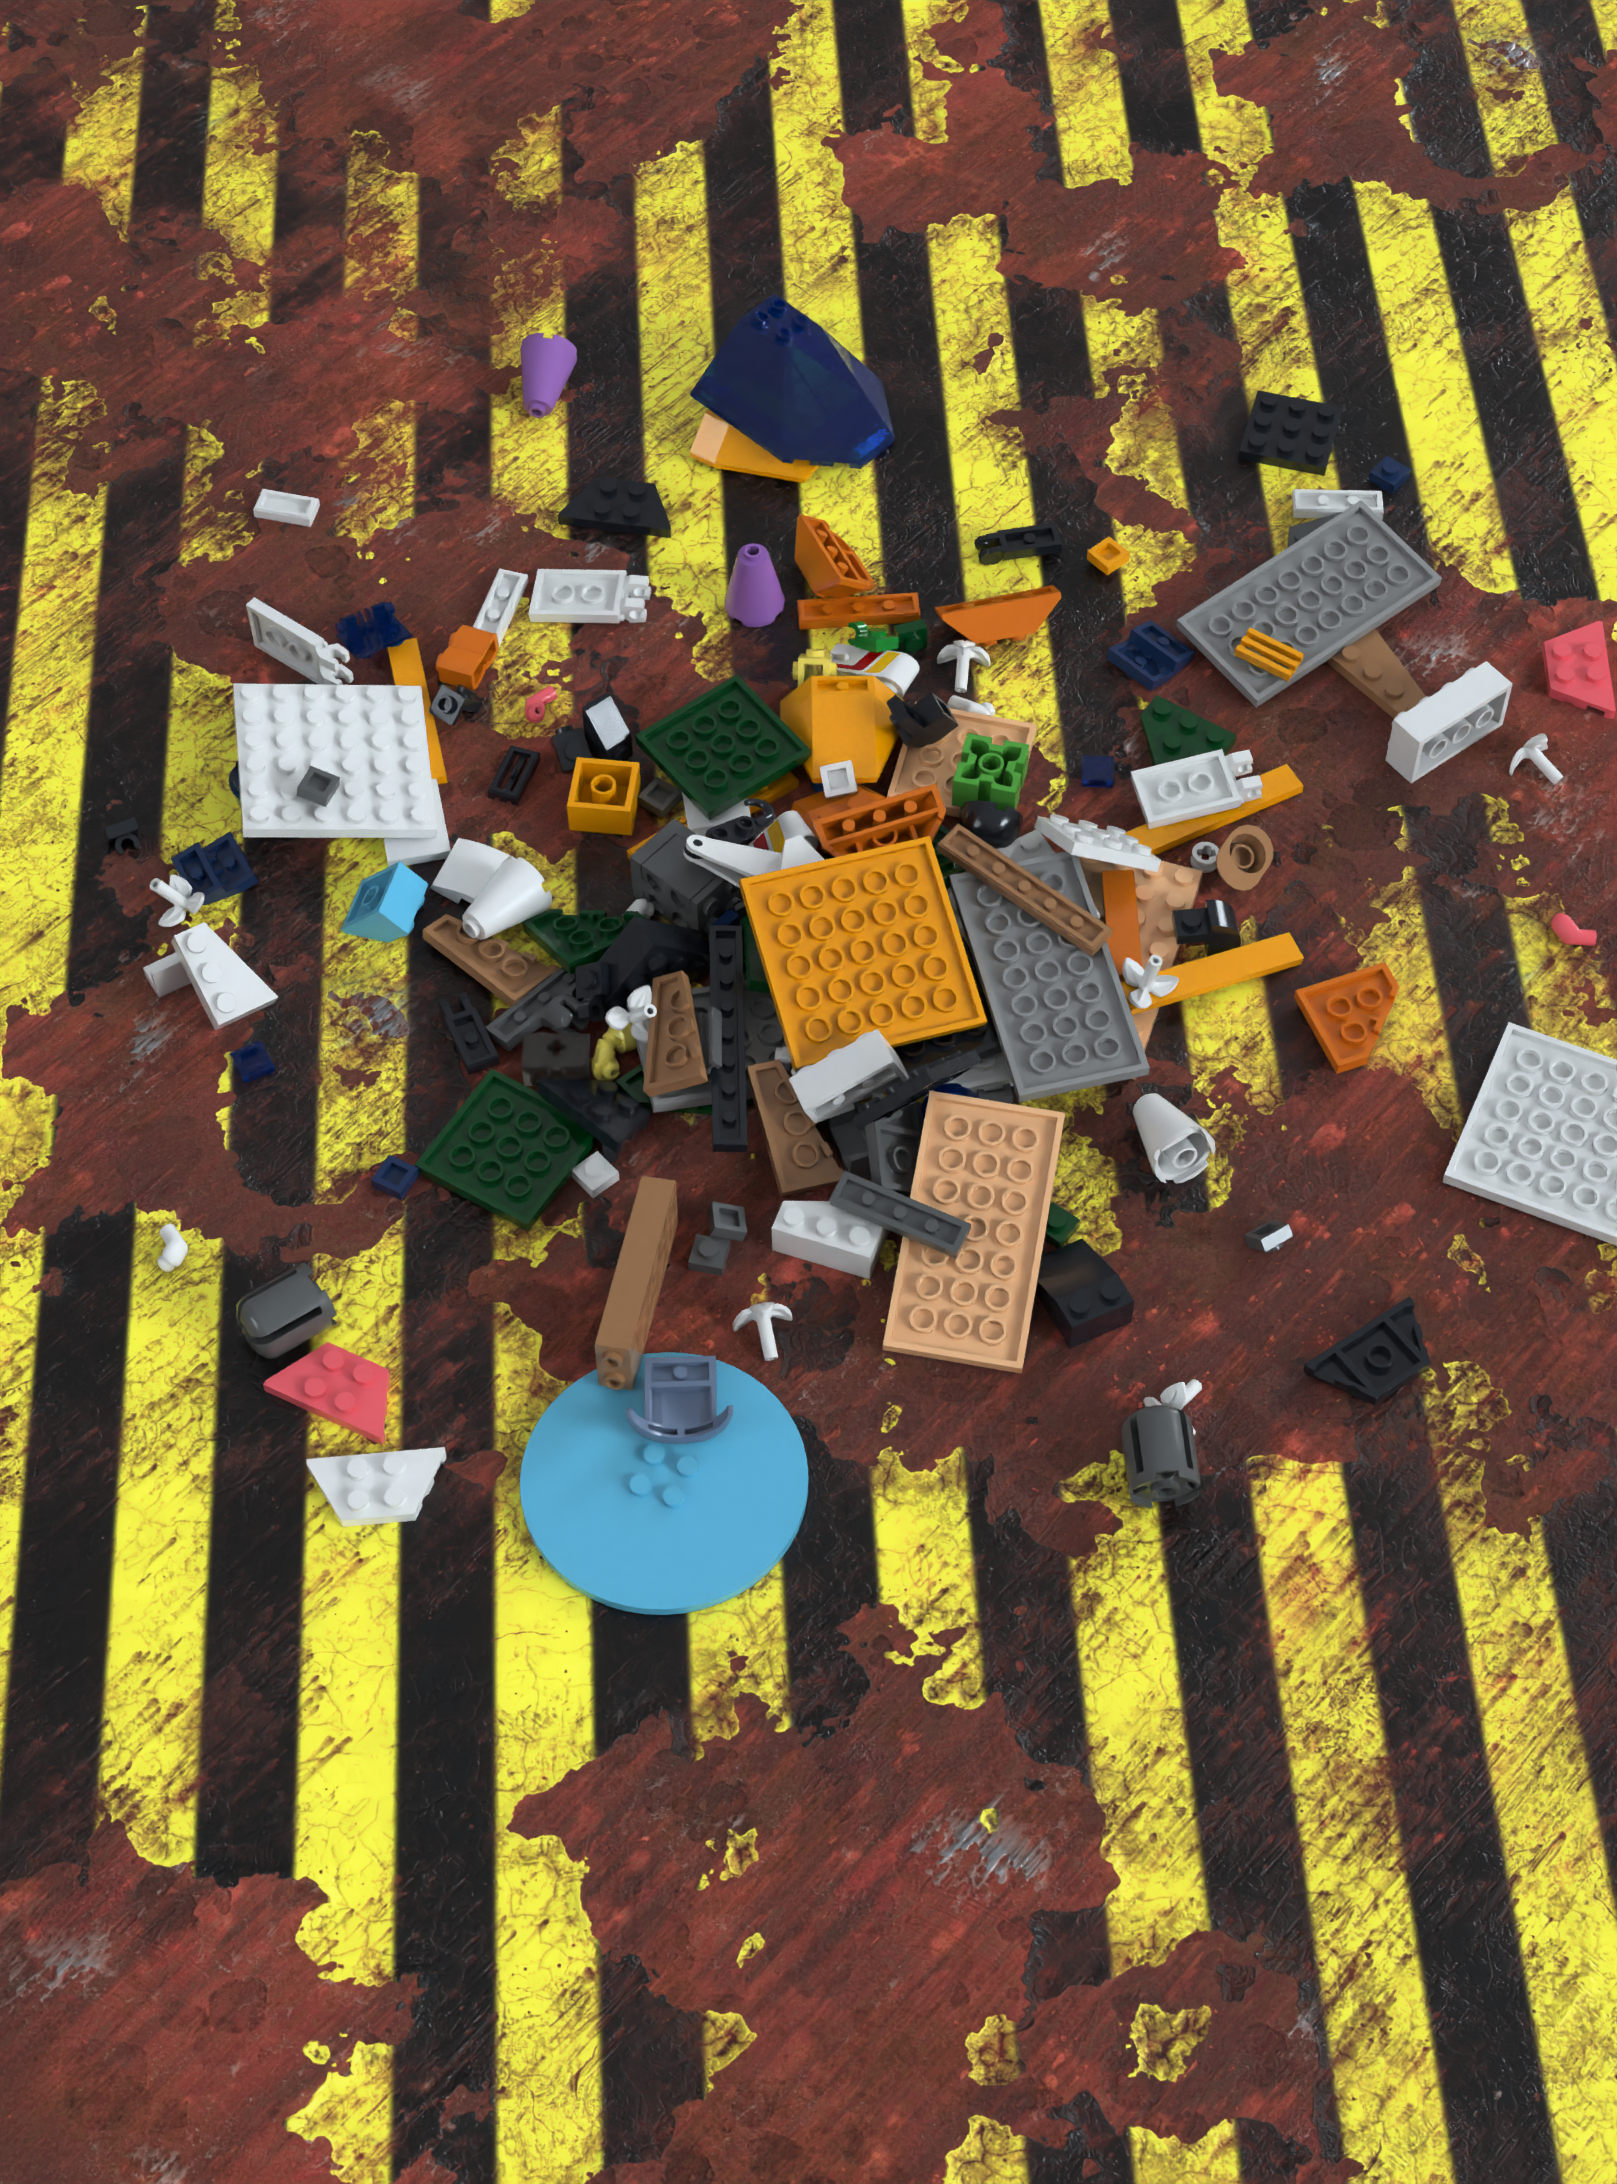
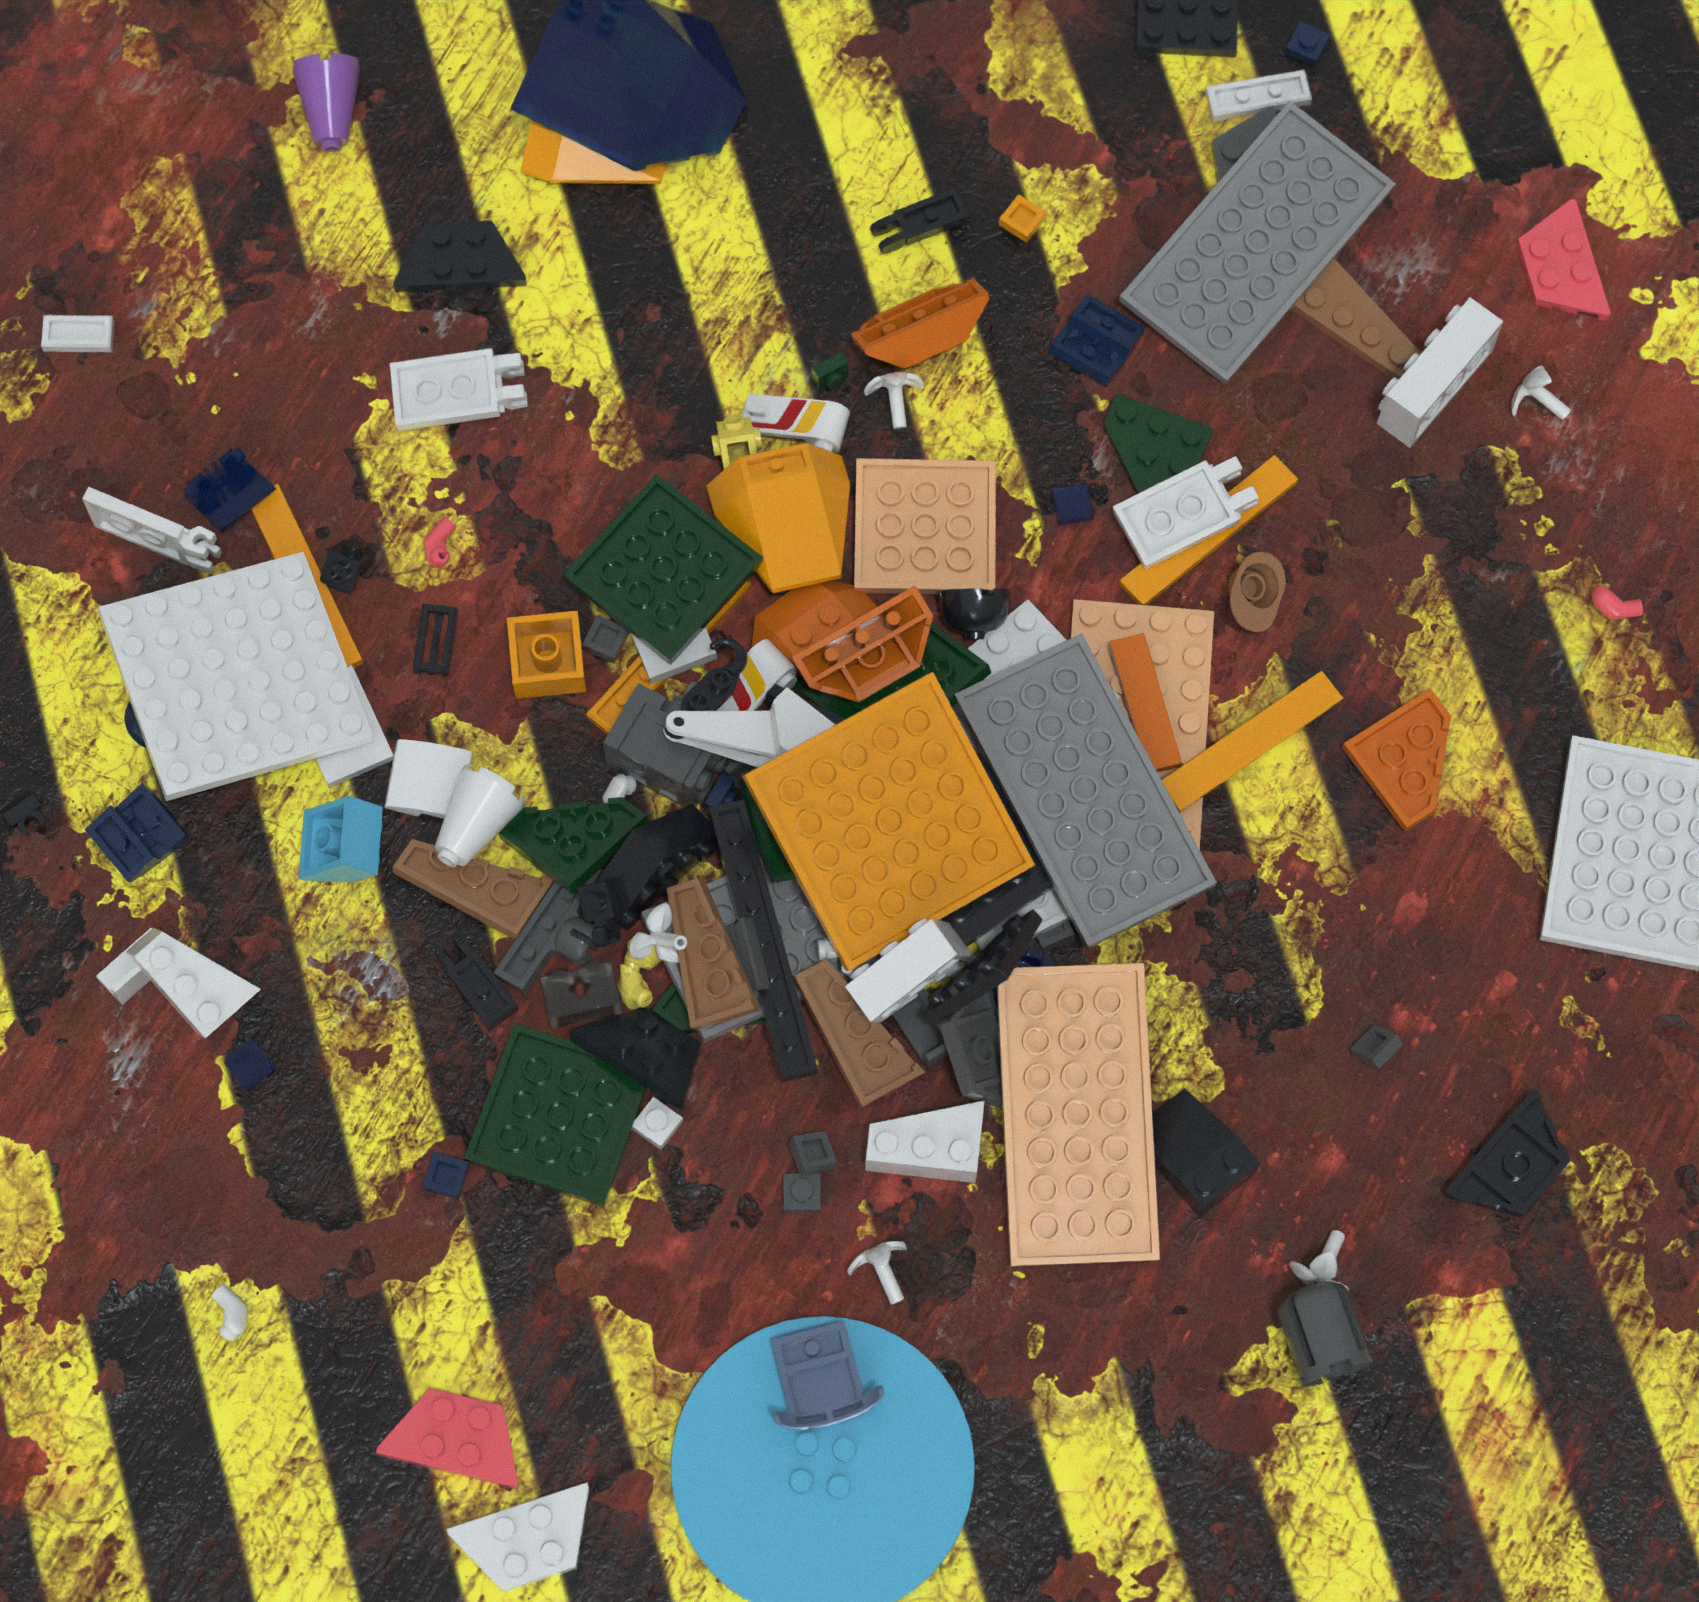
camera: 15 degrees left, 15 degrees up
(178, 894) = (111, 883): white plant -> none
(284, 1312) = (378, 1371): dark grey cylinder -> none
(318, 786) = (234, 724): dark grey plate -> none
(467, 657) = (343, 499): orange brick -> none
(501, 602) = (358, 421): white tile -> none
(569, 745) = (491, 595): black bracket -> none
(606, 730) = (529, 573): slope -> none
(636, 1283) = (741, 1257): medium nougat brick -> none
(754, 588) = (643, 349): medium lavender cone -> none
(828, 560) = (718, 291): orange wedge -> none
(838, 779) = (802, 589): white plate -> none
(869, 609) = (762, 345): orange tile -> none
(873, 638) = (790, 389): green plate -> none
(900, 1214) = (999, 1120): dark grey plate -> none
(923, 722) = (874, 489): black brick -> none
(960, 703) = (909, 450): white arm -> none
(990, 772) = (952, 531): bright green brick -> none
(1025, 890) = (1039, 696): medium nougat tile -> none
(1060, 1226) = (1161, 1079): dark green plate -> none
(1098, 844) = (1100, 614): white plate -> none
(1147, 981) = (1201, 772): white plant -> none
(1171, 1139) = (1251, 953): white cone -> none
(1201, 864) = (1219, 582): white bush -> none
(1213, 925) = (1239, 686): black brick -> none
(1271, 650) = (1233, 310): light orange tile -> none

